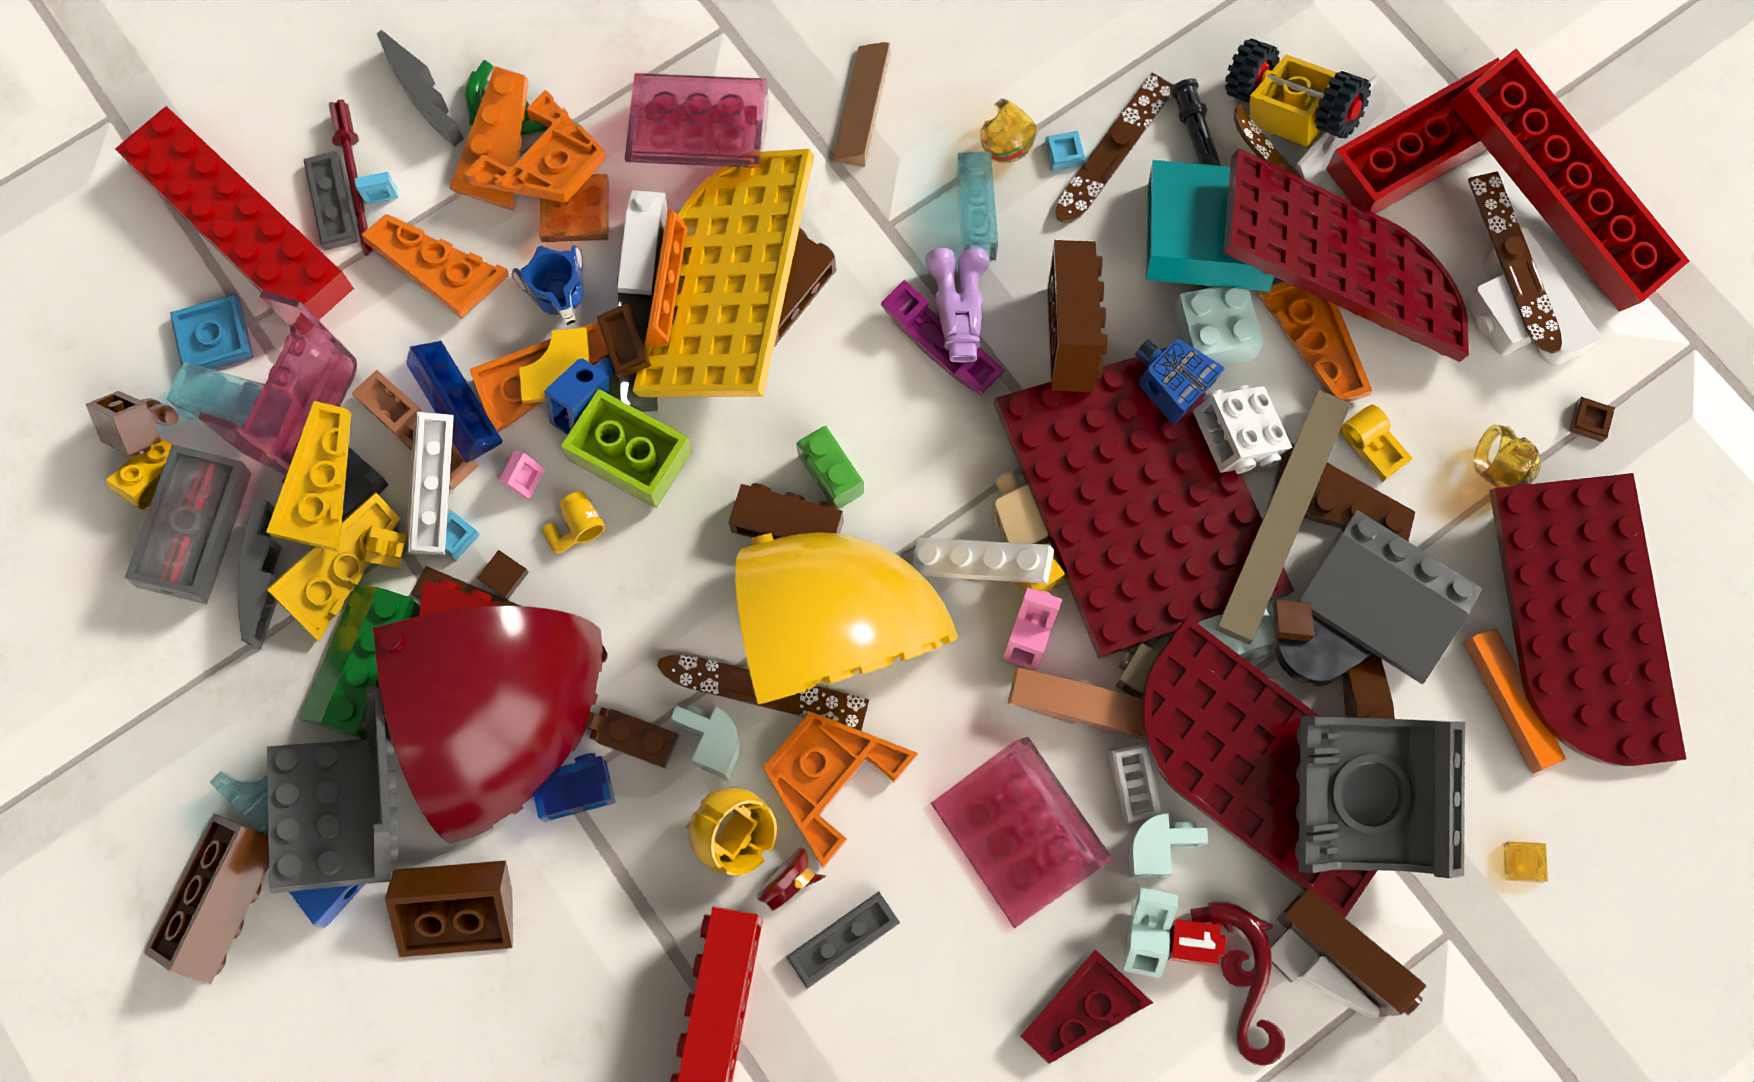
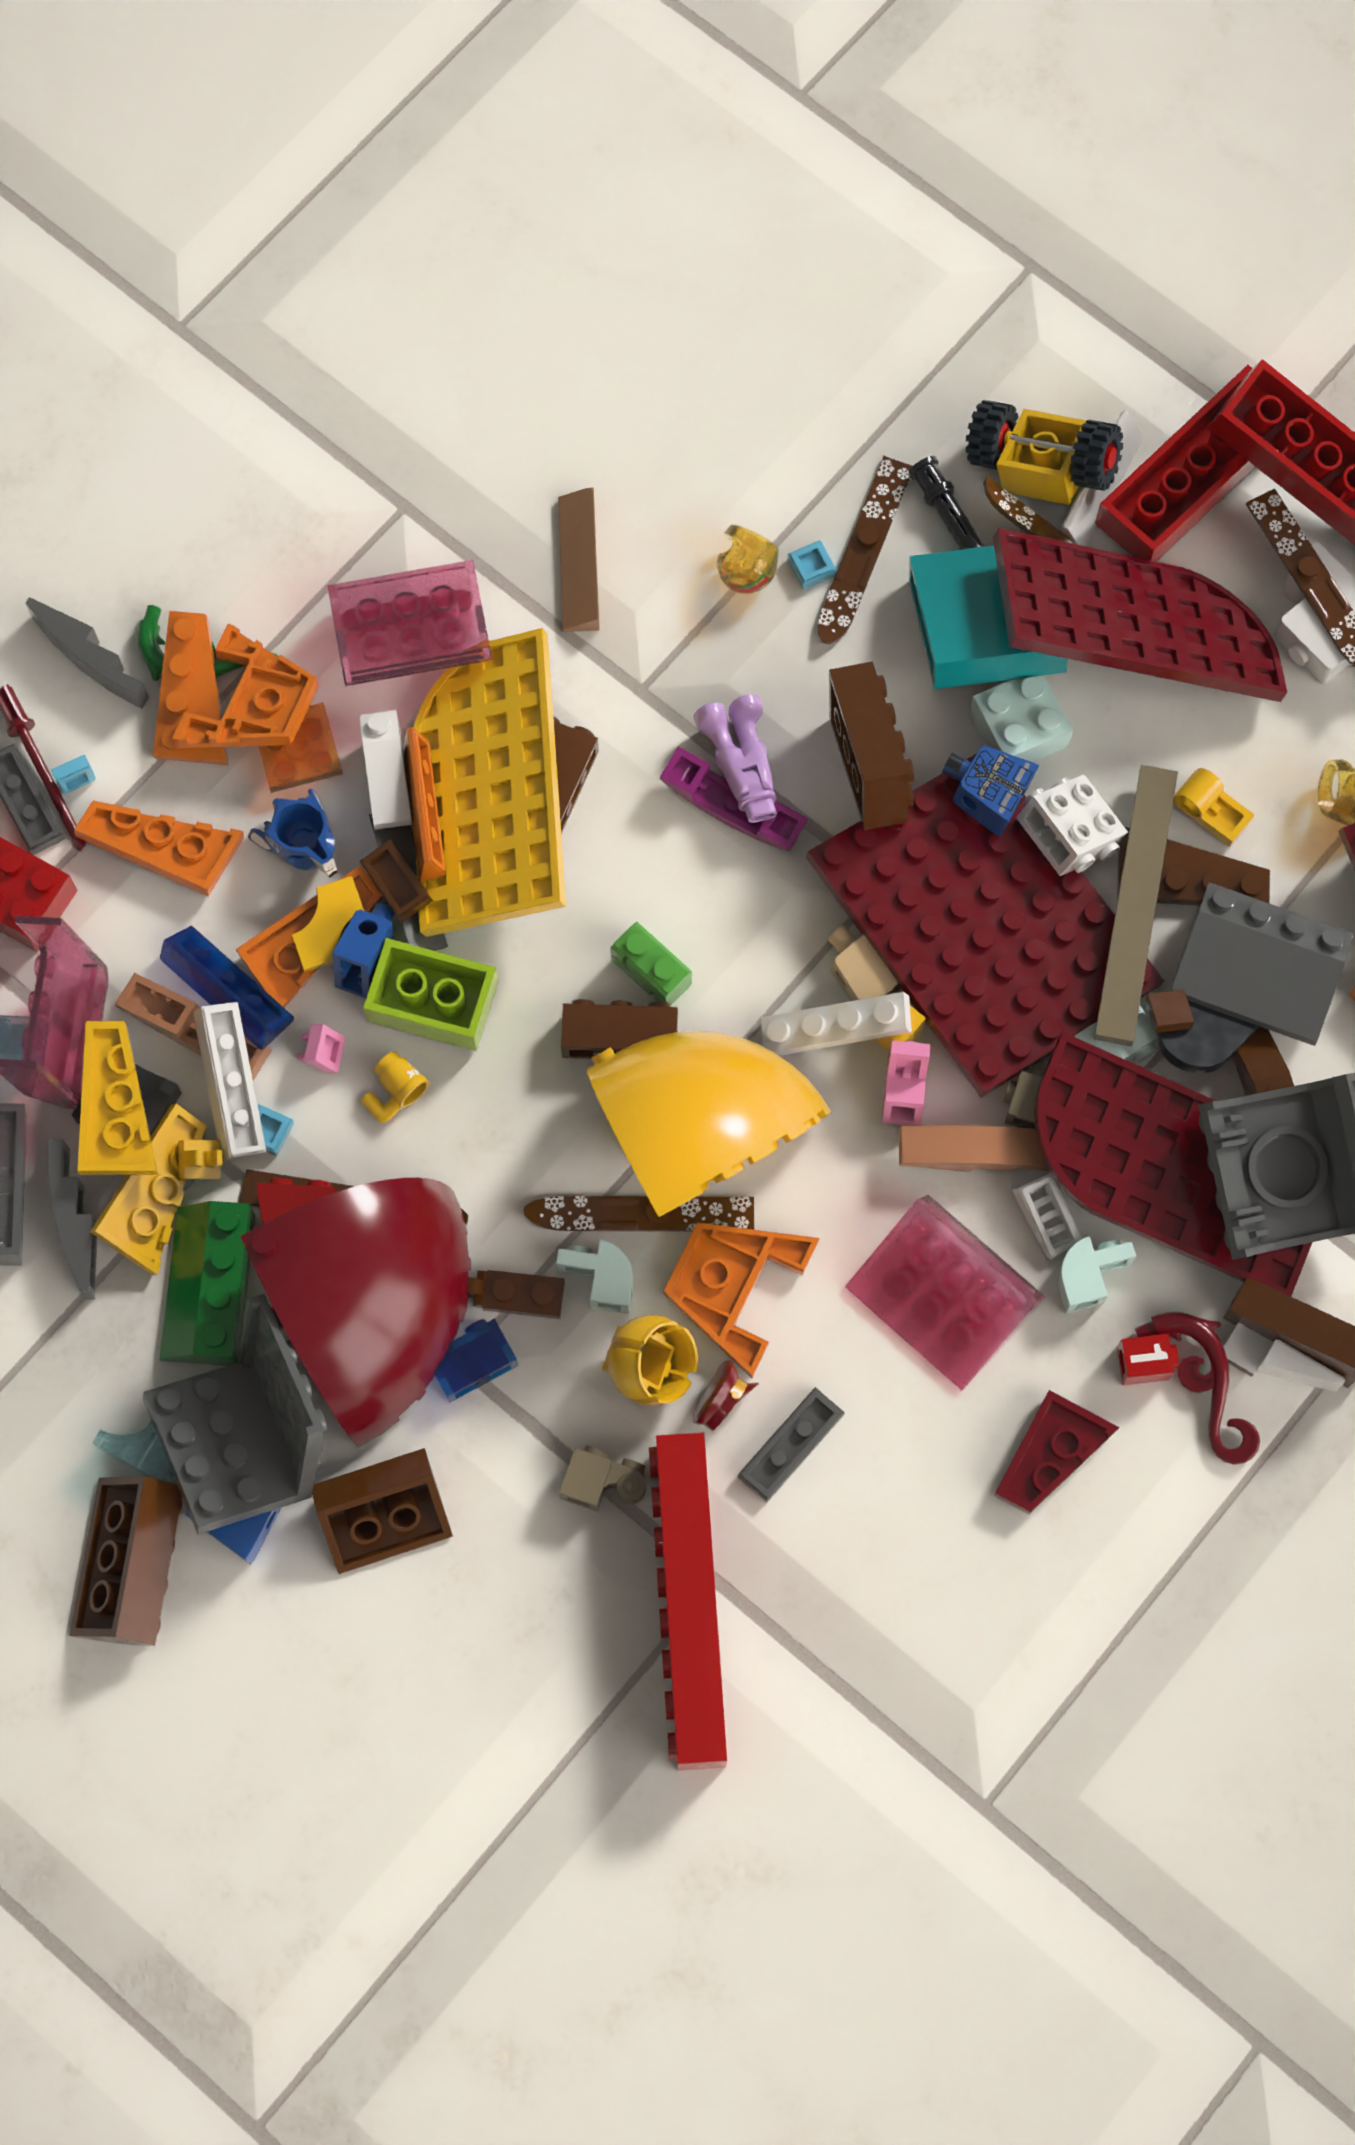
camera: 15 degrees left, 0 degrees up
(503, 574) = (332, 1159): reddish brown tile -> none
(650, 924) = (592, 1474): none -> dark tan brick
(977, 202) = (733, 645): clear light blue brick -> none
(1149, 932) = (1099, 1359): light aqua brick -> none
(1320, 338) = (1131, 710): orange wing -> none

